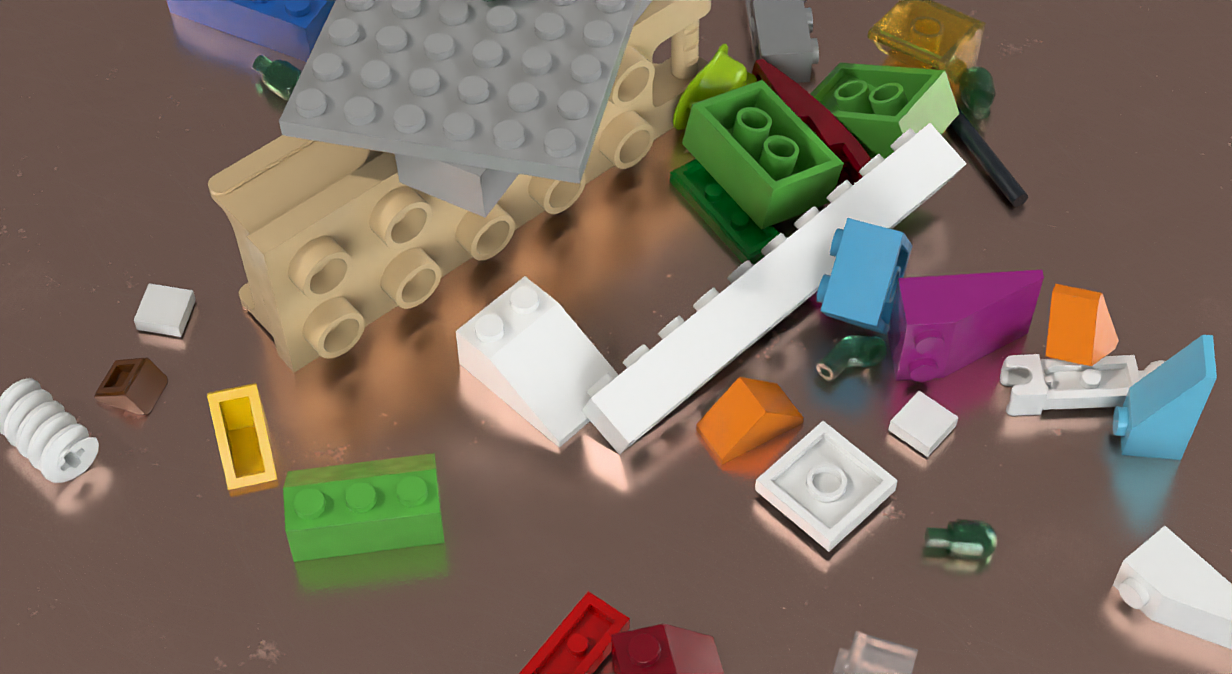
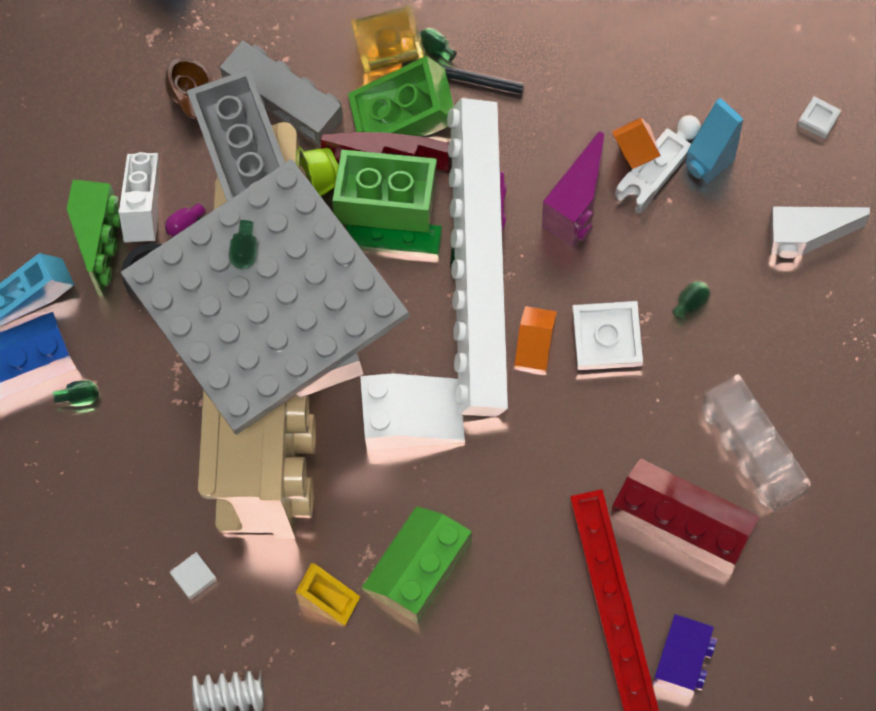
camera: 45 degrees left, 15 degrees up
(132, 385) = (229, 629): reddish brown slope -> none
(851, 352) = (541, 254): clear green arm -> none
(864, 274) = (521, 213): dark azure slope -> none
(923, 423) = (611, 258): white tile -> none

